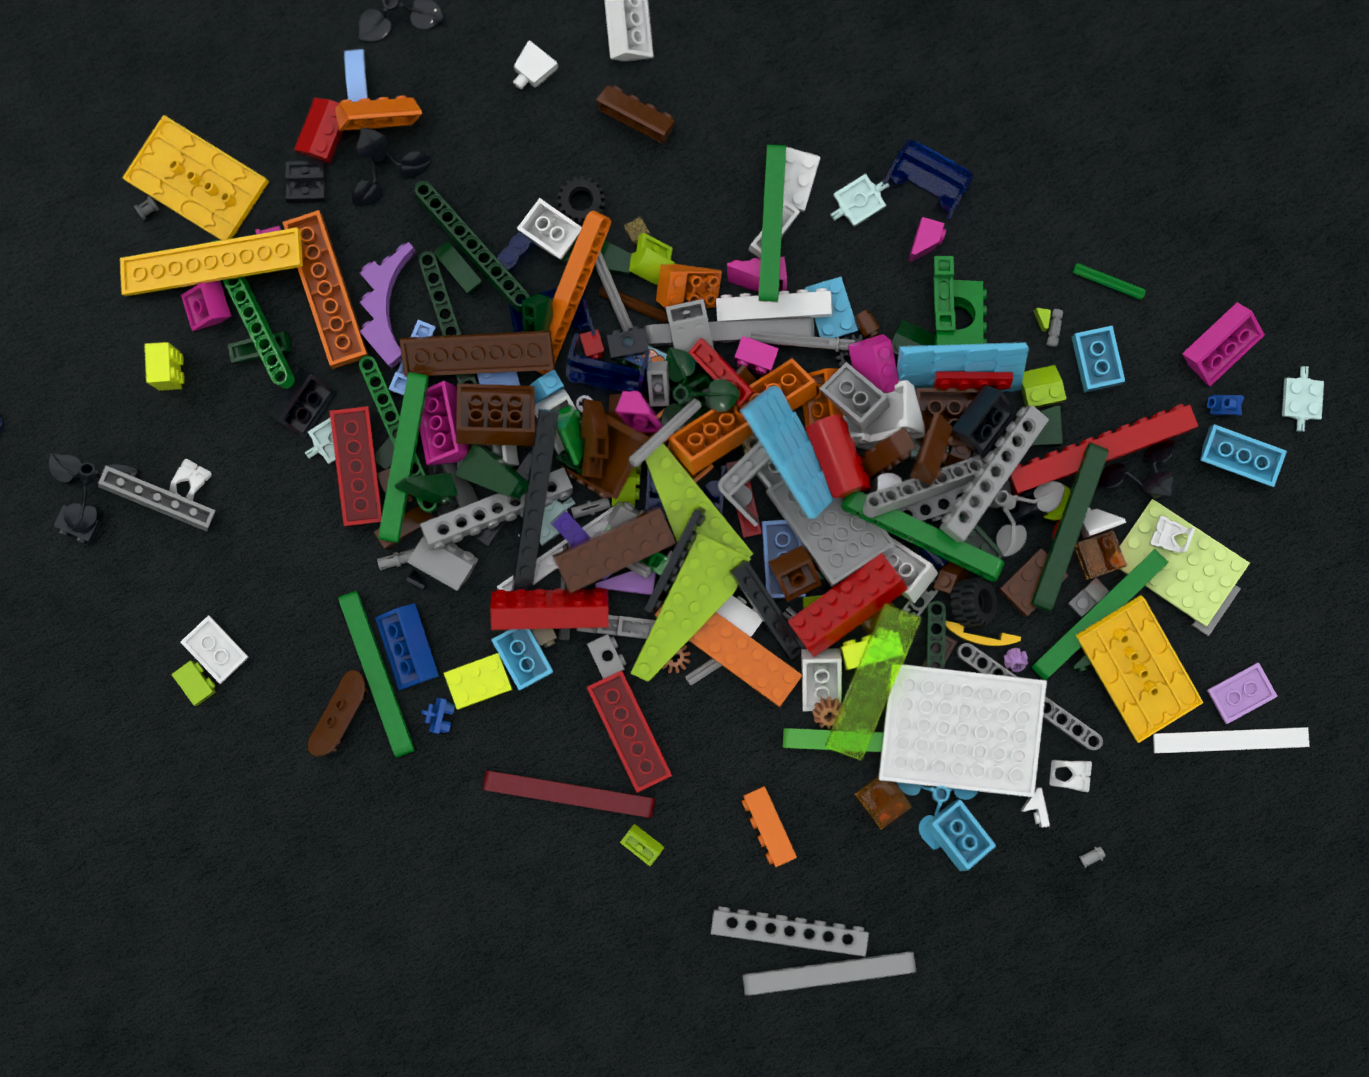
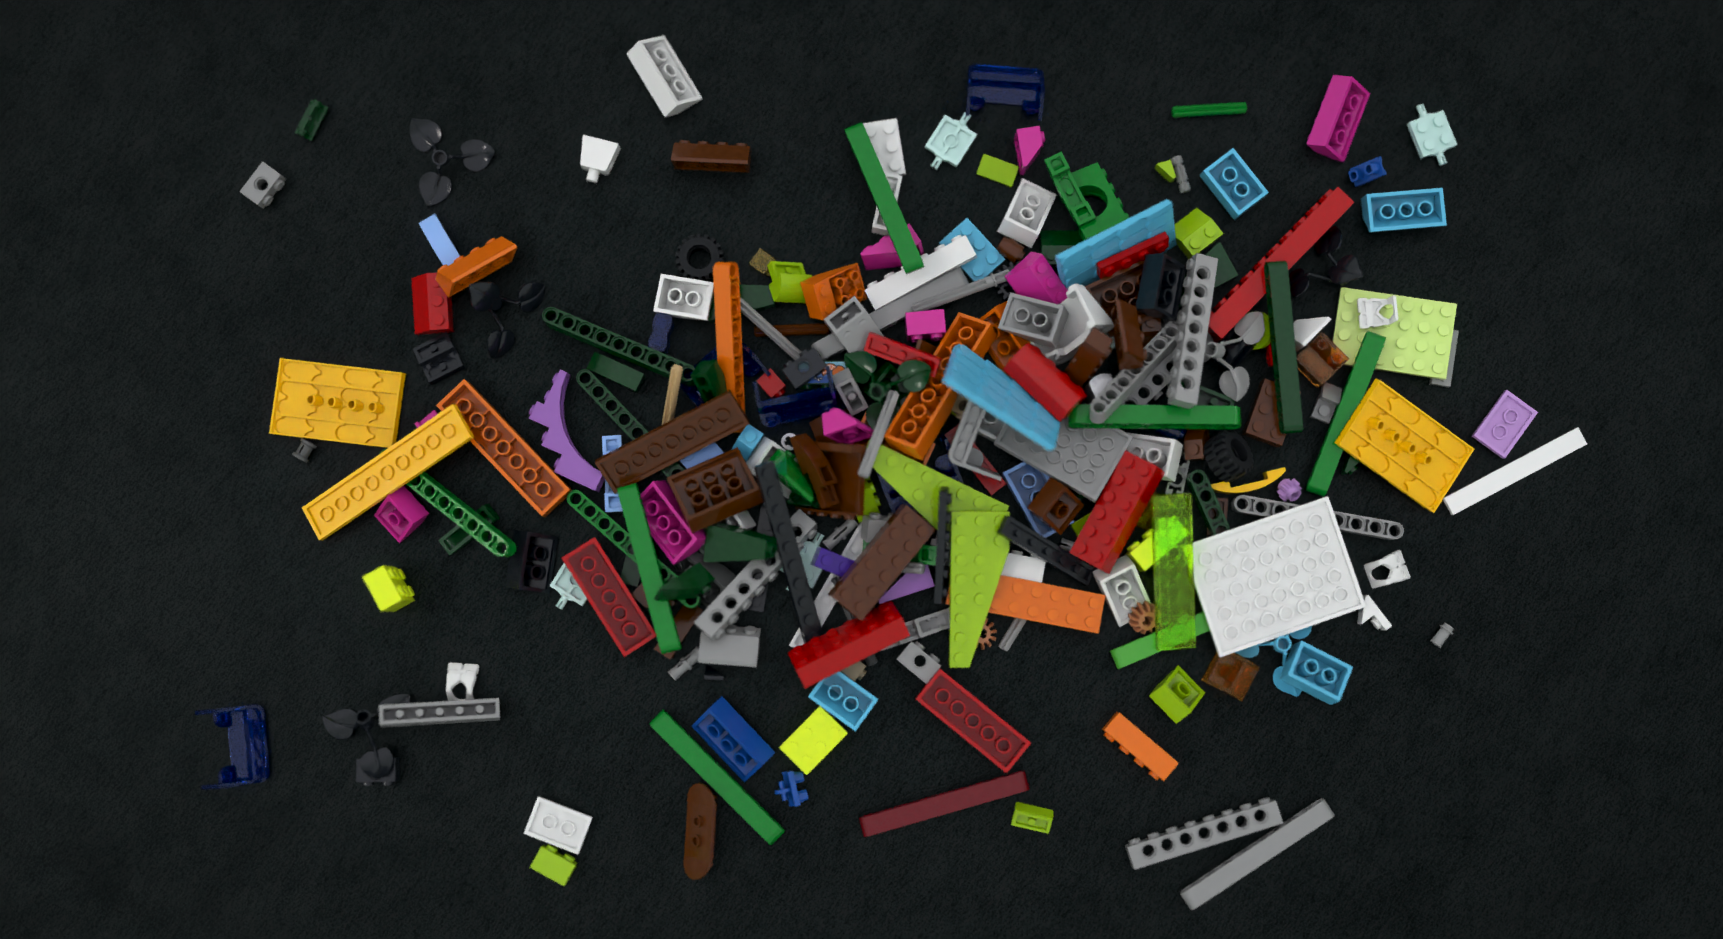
camera: 25 degrees left, 0 degrees up
(498, 310) = (672, 393): none -> tan axle
(825, 796) = (1177, 694): none -> lime slope
(889, 246) = (997, 170): none -> lime slope
(897, 297) = (1027, 213): none -> white slope

